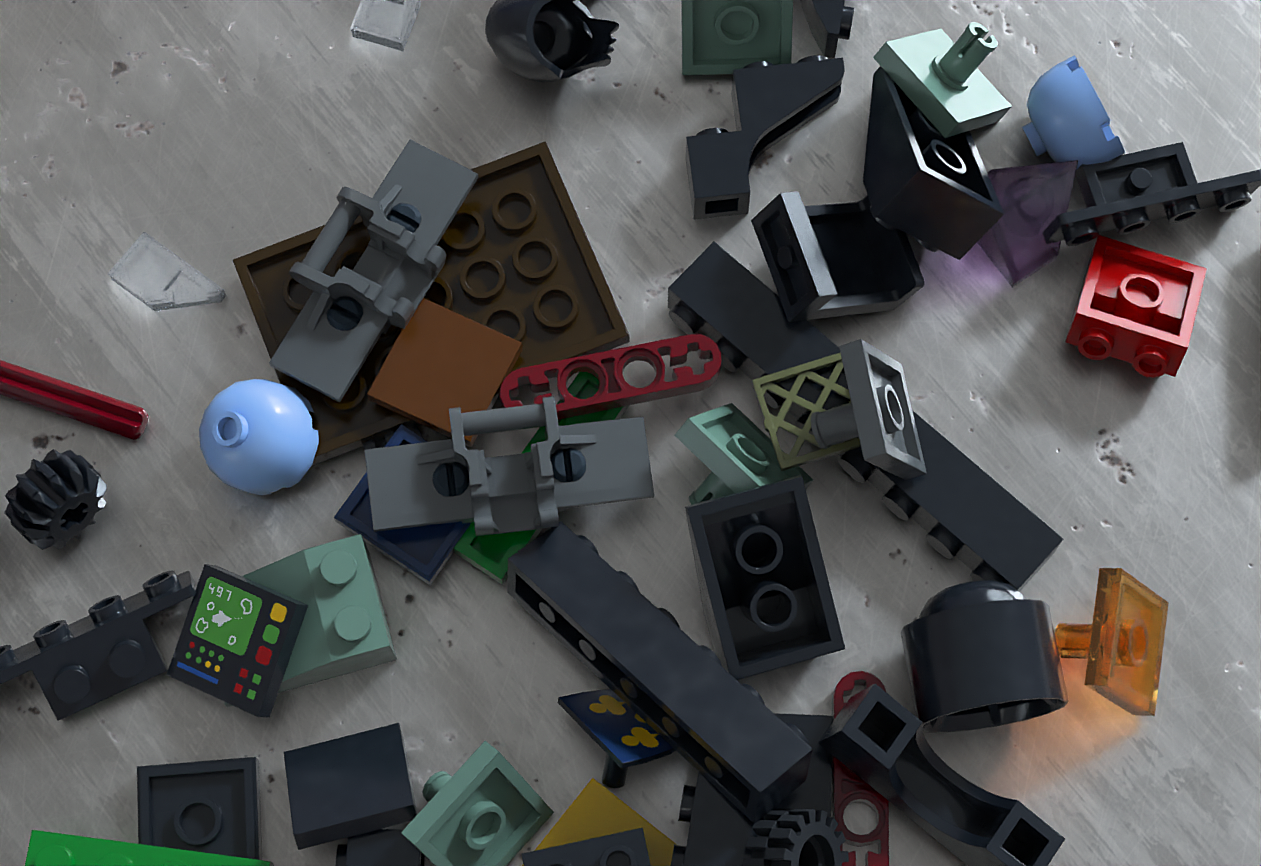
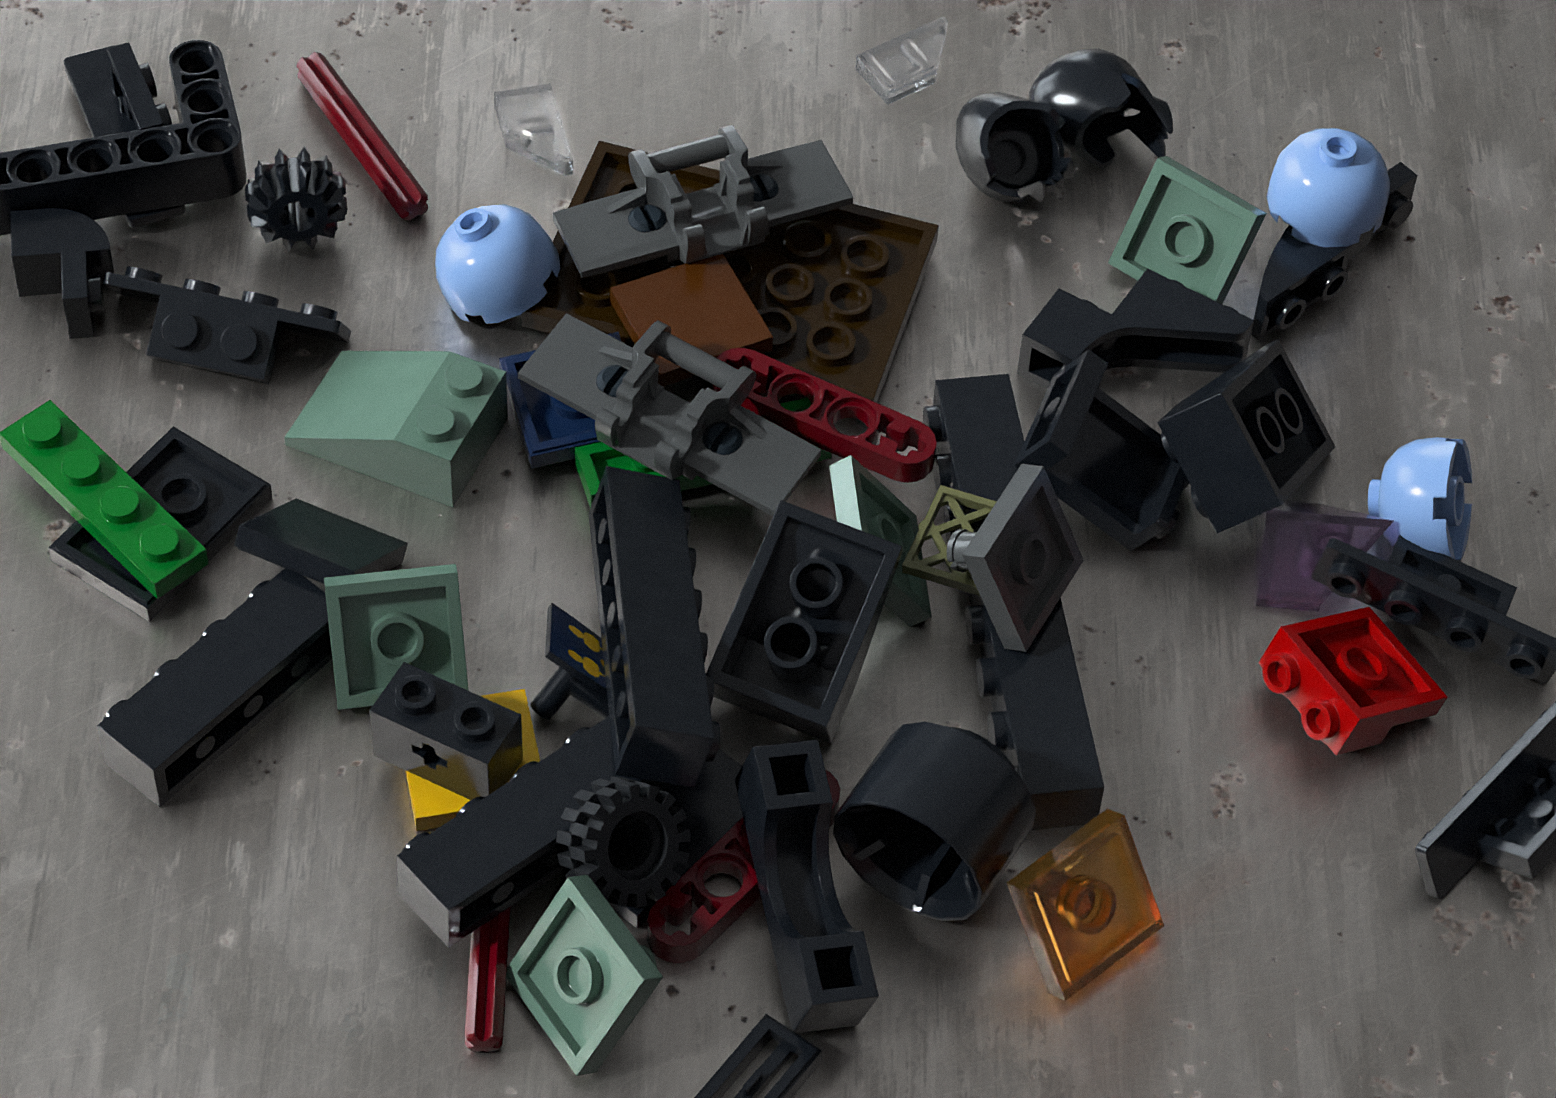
camera: 35 degrees right, 20 degrees down
(237, 640) = (336, 386): black tile -> none
(945, 77) = (1334, 396): sand green tile -> none

